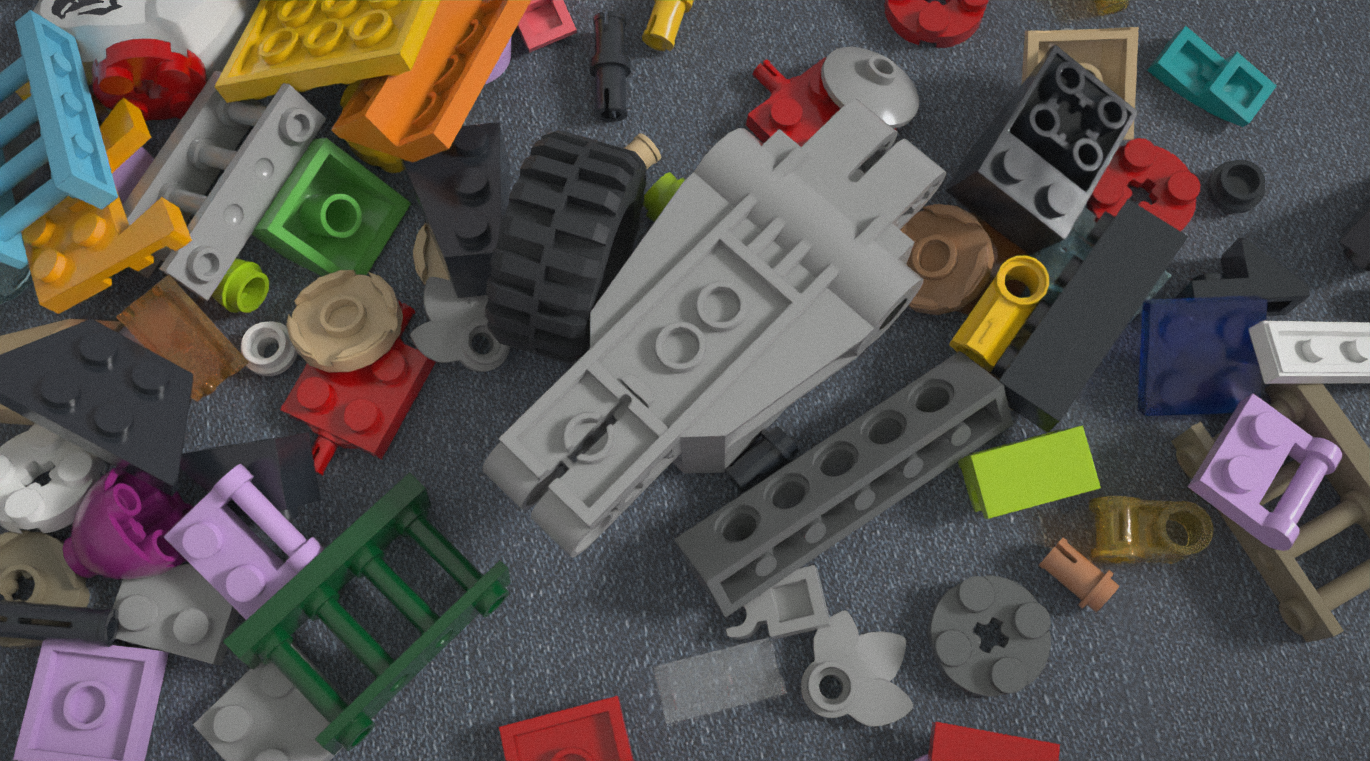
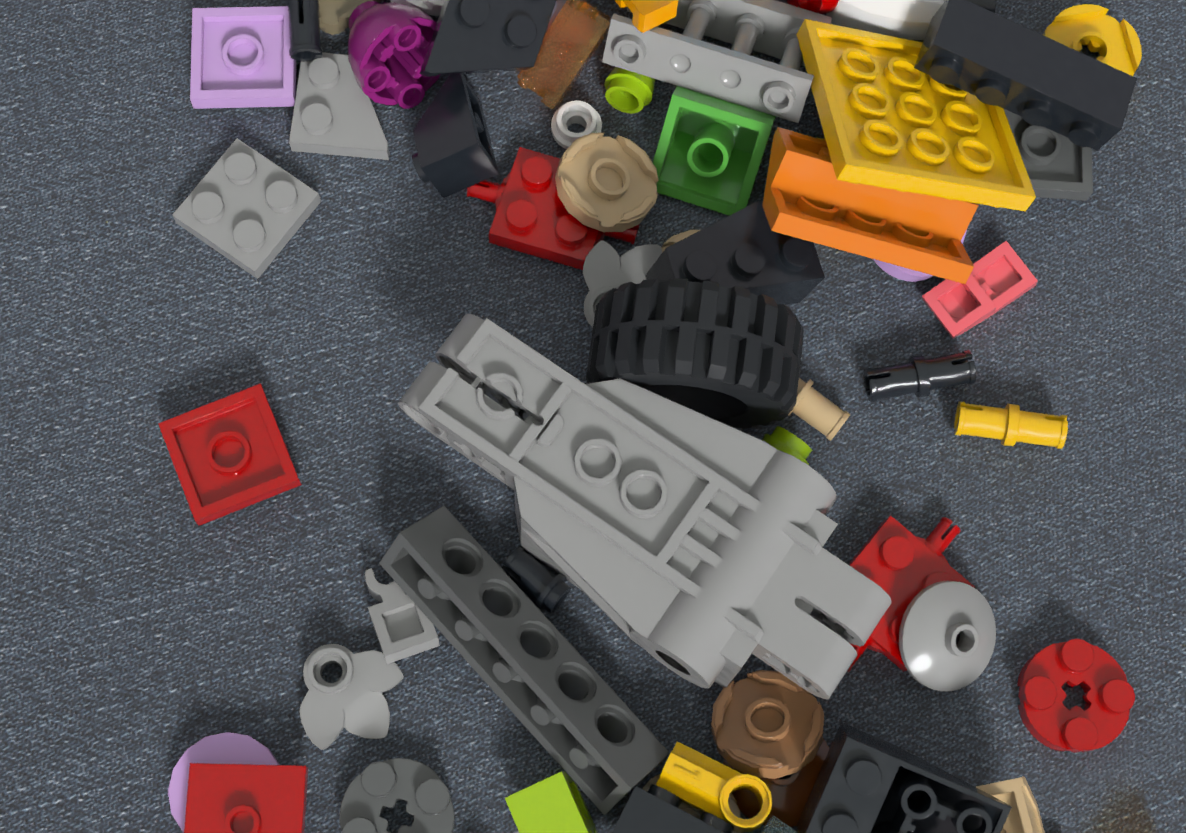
camera: 70 degrees right, 0 degrees up
(231, 553) = (379, 135): lavender plate -> none
(314, 595) = (351, 208): dark green fence -> none
(719, 681) = (323, 568): clear hinge -> none

